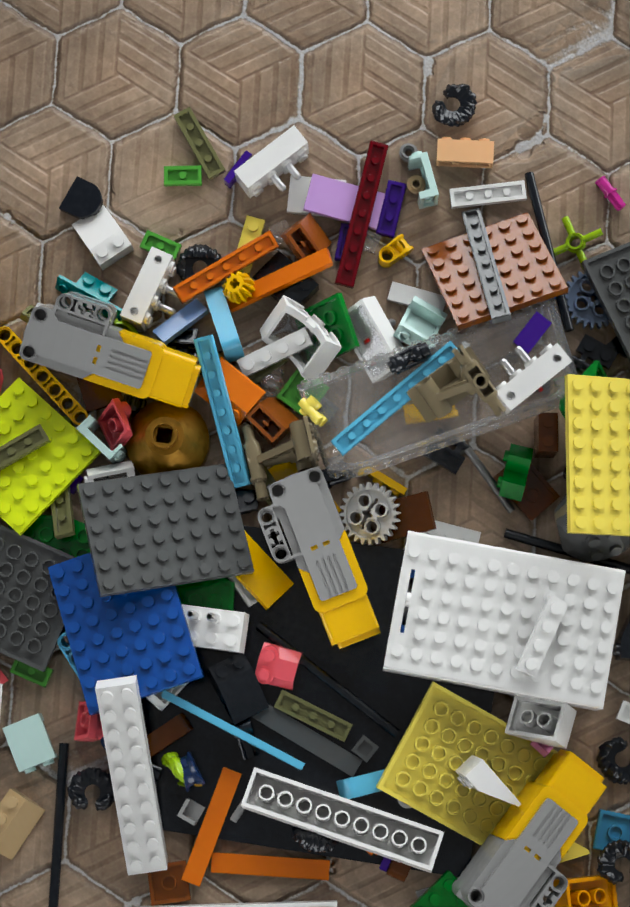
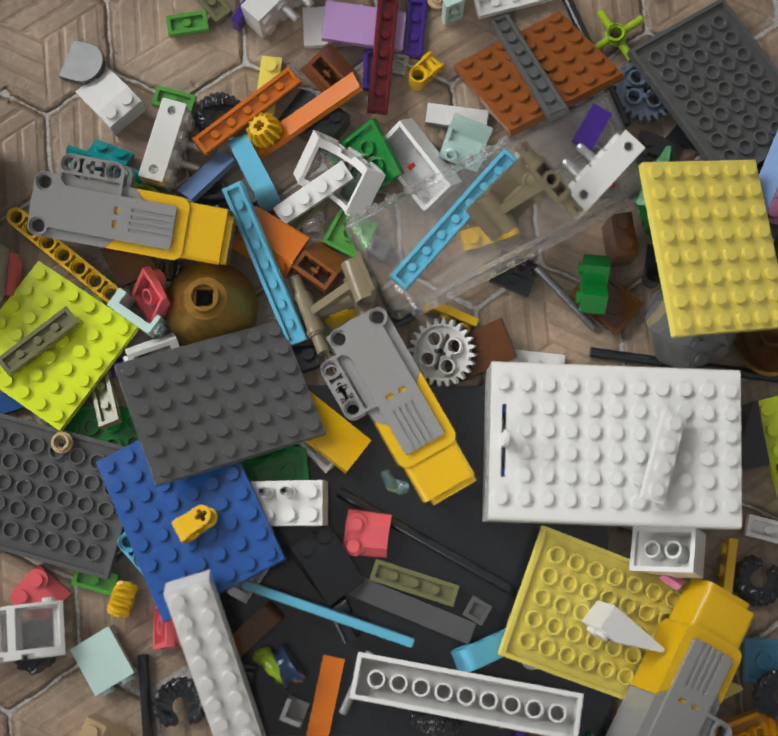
camera: 15 degrees left, 0 degrees up
(14, 545) = (55, 442): none -> tan plate
(53, 691) = (122, 599): none -> yellow gear
(125, 634) = (191, 524): none -> yellow piece
(307, 626) = (393, 485): none -> clear light blue arm
(310, 408) = (362, 243): light yellow plate -> none
(417, 355) = (471, 167): black piece -> none
(594, 746) = (726, 568): none -> yellow plate

